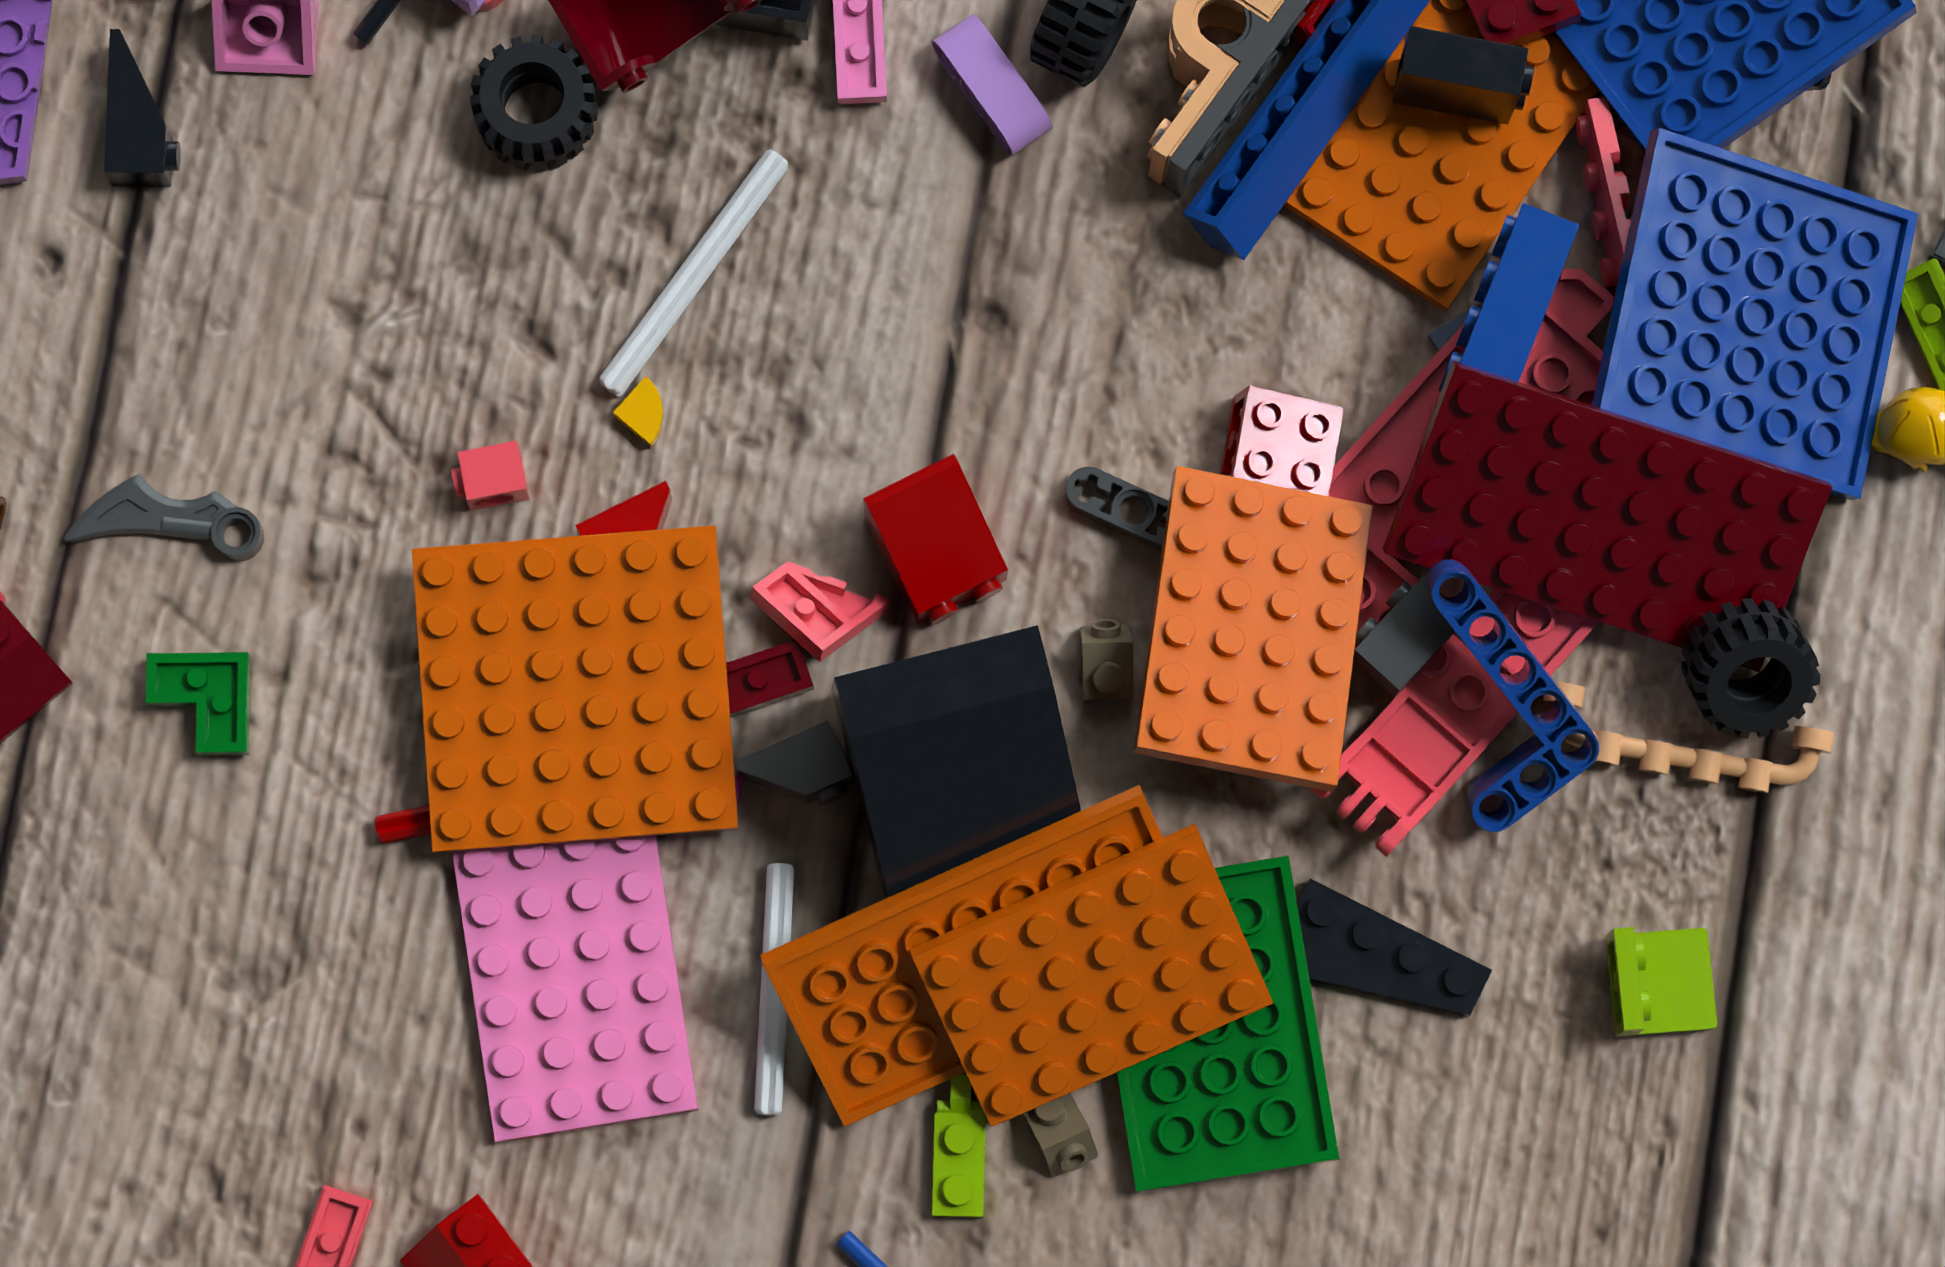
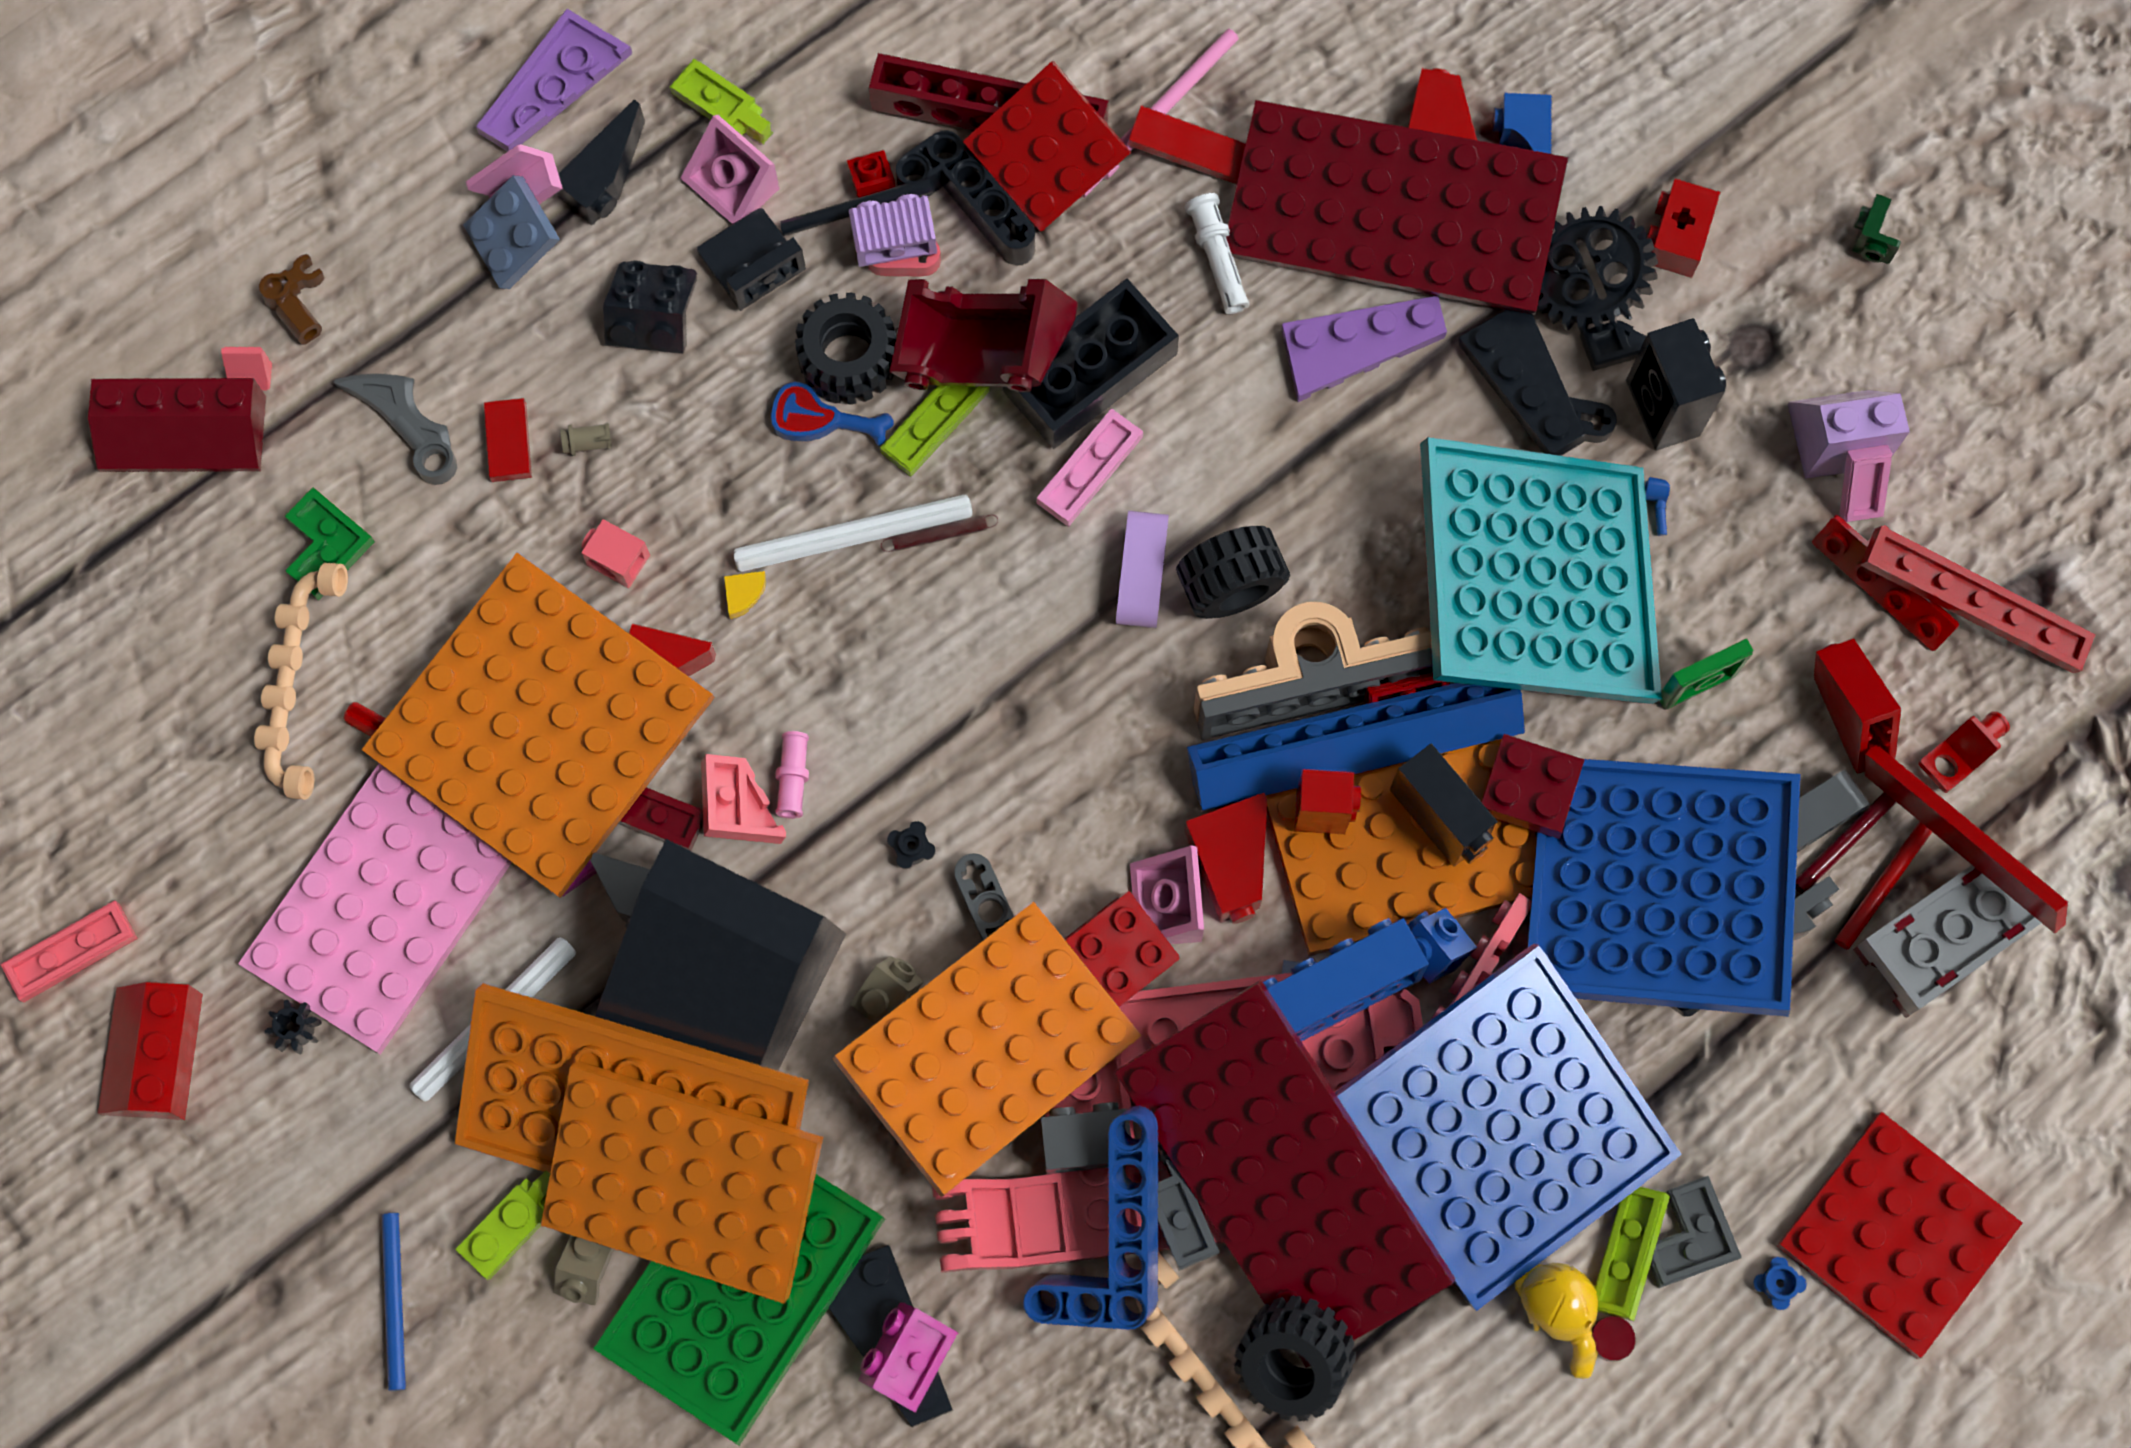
camera: 45 degrees right, 5 degrees down
(74, 203) = (532, 164): none -> bright pink panel
(108, 255) = (511, 232): none -> sand blue plate
(276, 831) = (281, 698): none -> light nougat bar
(286, 455) = (507, 440): none -> red tile
(305, 216) = (648, 306): none -> black bracket
(359, 91) = (752, 258): none -> black bracket
(361, 392) = (585, 438): none -> dark tan pin
(546, 202) = (803, 417): none -> blue piece
(589, 1144) = (284, 1017): none -> black gear
(673, 115) = (931, 425): none -> lime tile
(776, 211) = (940, 535): none -> dark red piece
(844, 540) = (792, 774): none -> bright pink pin
(935, 540) = (844, 821): red slope -> none
(1023, 508) = (905, 856): none -> black plate
(1283, 355) = (1171, 893): none -> bright pink slope
(1306, 280) = (1232, 856): none -> red slope
(1354, 158) = (1326, 801): none -> red brick
(1417, 955) = (906, 1355): none -> dark pink bracket
(1549, 633) = (1182, 1219): none -> dark grey hinge
(1557, 194) = (1441, 942): none -> blue brick

